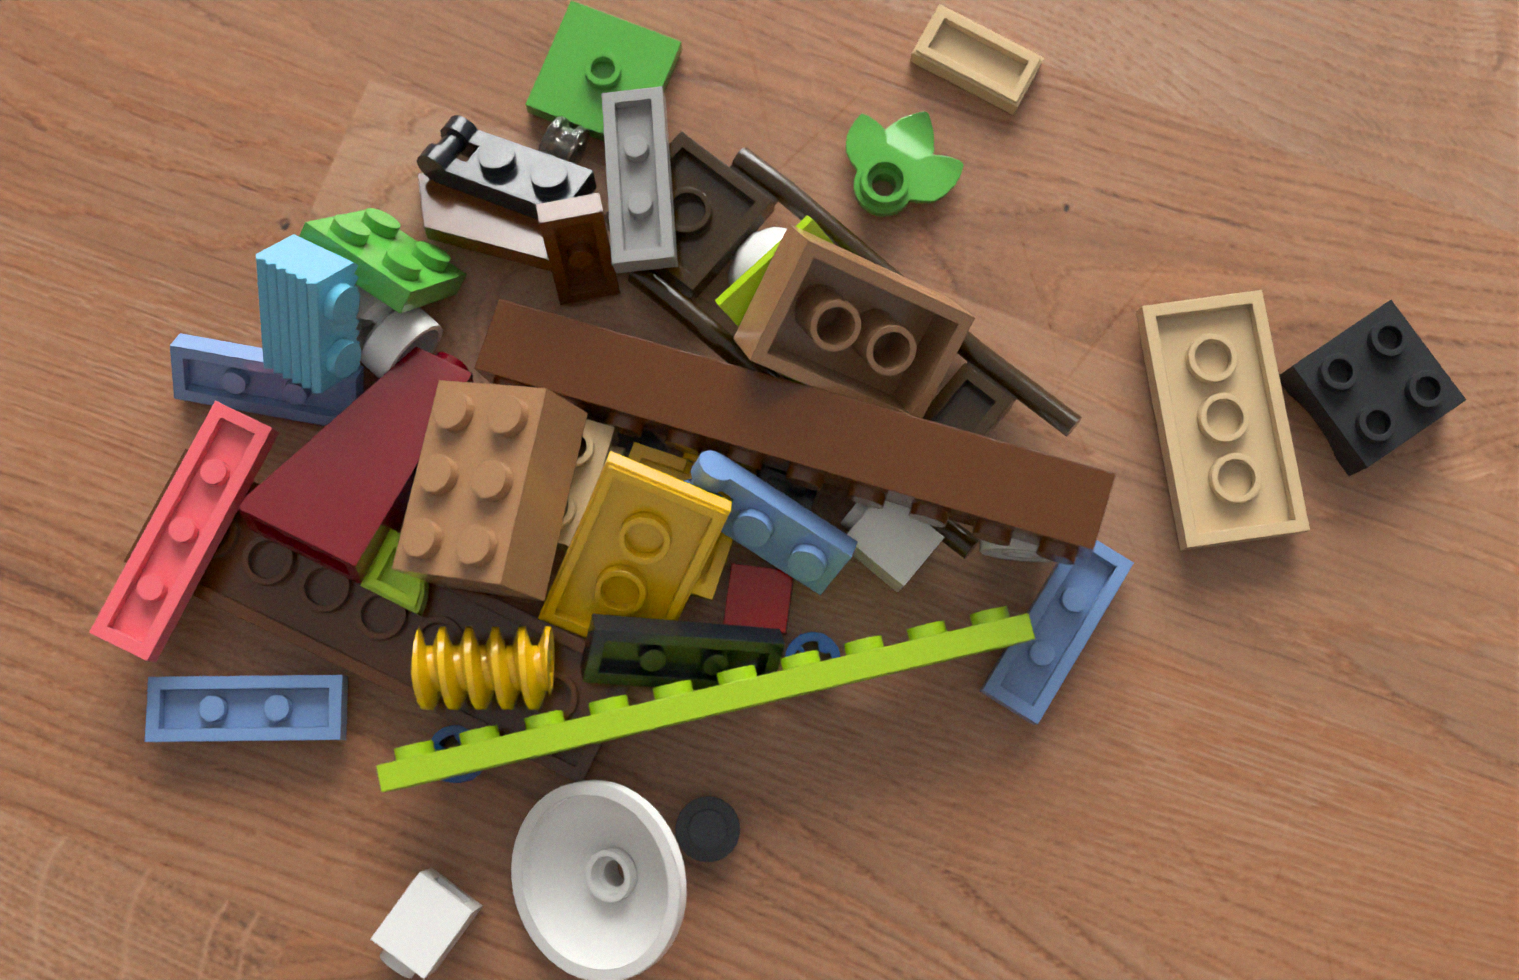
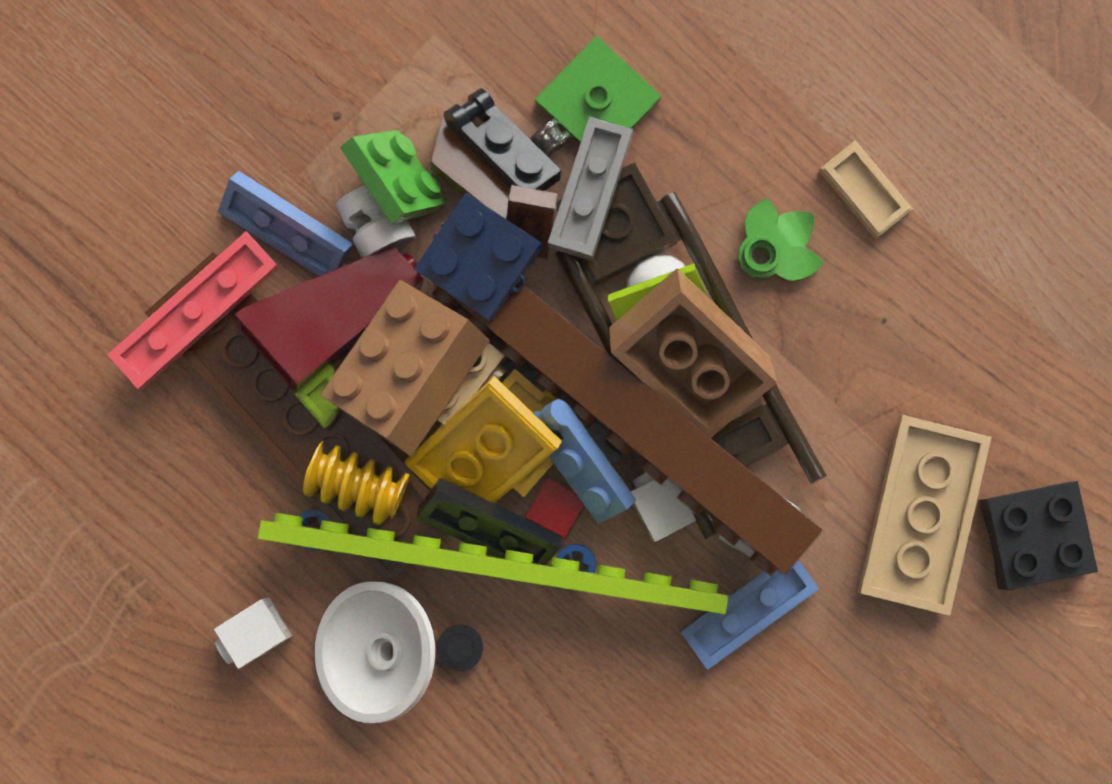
camera: 25 degrees right, 5 degrees up
(246, 708) = (188, 443): medium blue plate -> none
(308, 313) = (330, 199): medium azure brick -> none
(531, 314) = (479, 257): none -> dark blue plate

